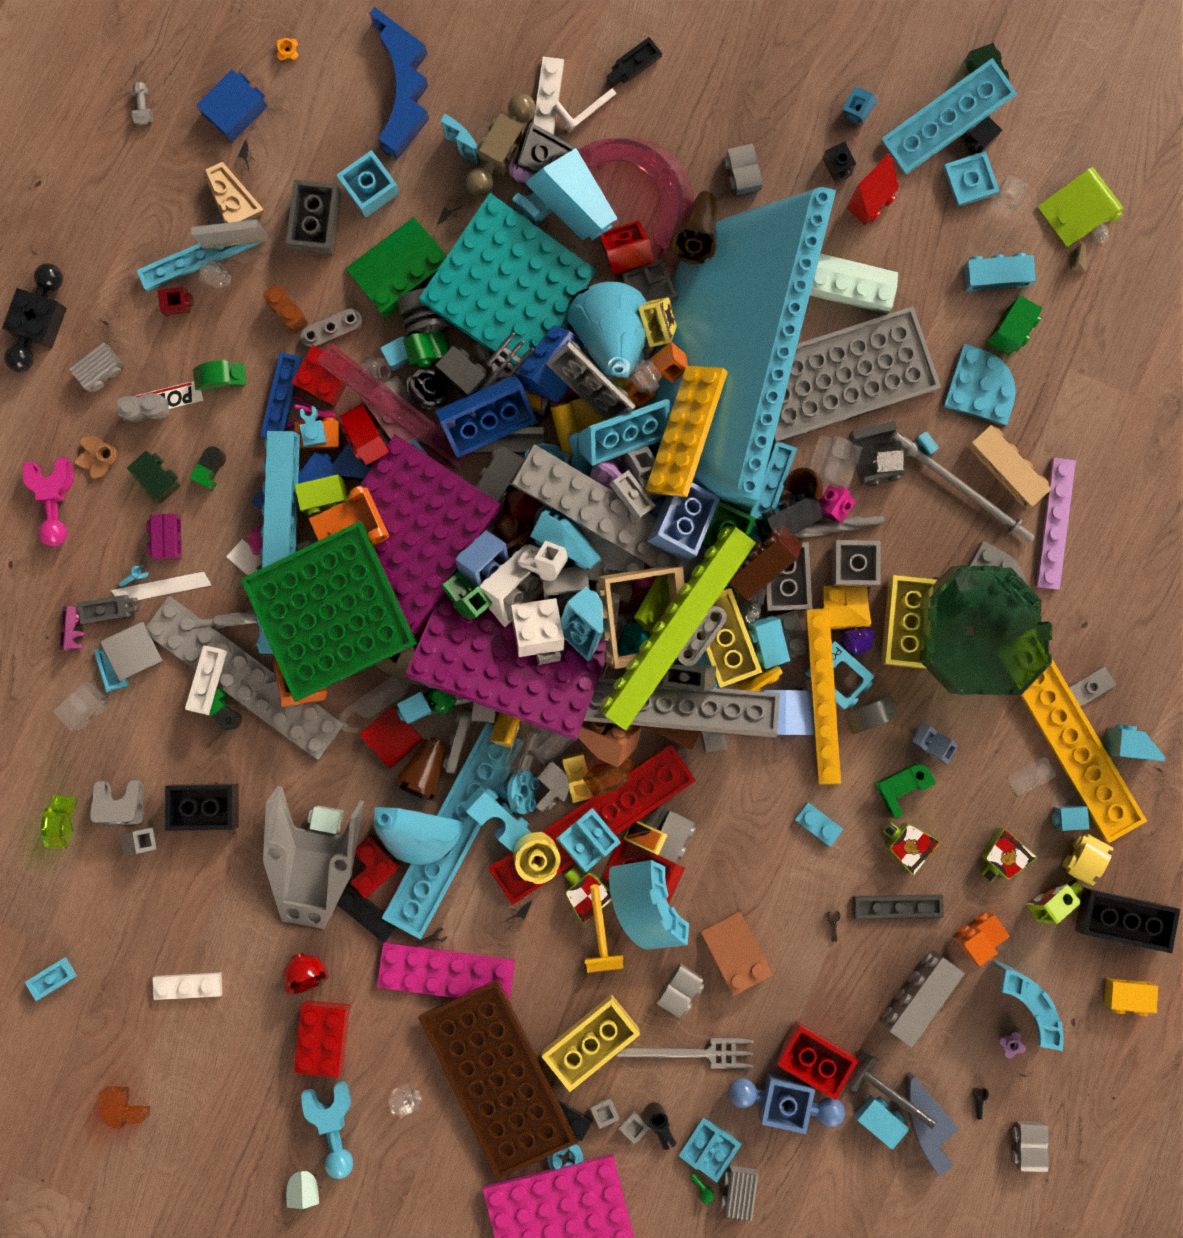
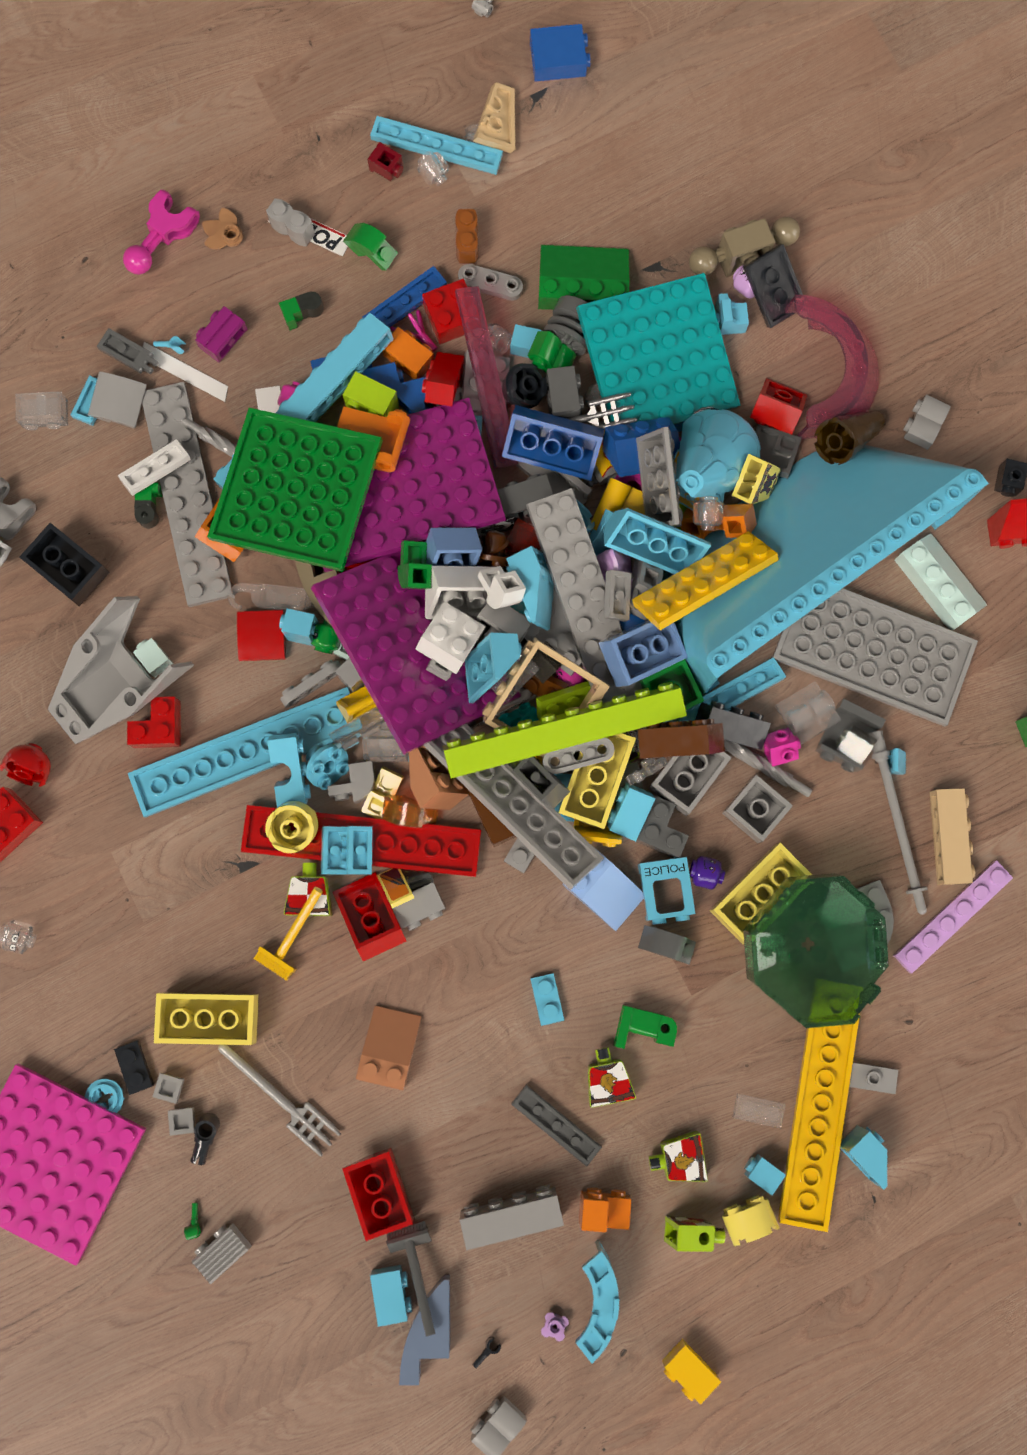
camera: 30 degrees right, 5 degrees down
(21, 315) = (266, 88): black brick -> none
(69, 620) = (92, 336): magenta plate -> none
(97, 367) = (282, 164): light grey brick -> none
(153, 476) = (253, 281): clear green brick -> none
(229, 234) = (471, 142): light grey tile -> none
(285, 43) = (641, 40): light orange plate -> none
(313, 217) = (548, 185): dark grey brick -> none
(313, 431) = (406, 344): medium azure plate -> none
(365, 913) = (118, 759): black plate -> none
(368, 183) = (614, 193): medium azure brick -> none
(406, 54) = (689, 167): blue arch -> none
(416, 835) = (210, 724): medium azure cone -> none
(423, 770) = (263, 682): reddish brown cone -> none
(433, 937) = (153, 824): clear smoke hand -> none
(440, 971) = (140, 863): dark pink plate -> none
(458, 134) = (717, 215): medium azure slope -> none
(497, 1079) = (105, 984): reddish brown plate -> none
(548, 93) = (817, 239): white plate -> none
(572, 123) = (817, 277): white piece -> none
(573, 195) = (770, 328): slope -> none
(634, 62) = (906, 269): black hinge -> none
(642, 907) = (342, 943): medium azure panel -> none
(680, 990) = (315, 1039): light grey brick -> none
(710, 1149) = (228, 1195): medium azure slope -> none
(795, 1114) = (322, 1226): medium blue brick -> none
(804, 480) = (770, 705): reddish brown helmet -> none
(823, 696) = (639, 894): yellow plate -> none
(833, 924) = (488, 1095): clear smoke hand -> none
(847, 606) = (718, 838): yellow plate -> none
(934, 743) = (699, 1012): sand blue brick -> none
(981, 386) = (982, 753): medium azure plate -> none
(1127, 920) = (741, 1302): black brick -> none

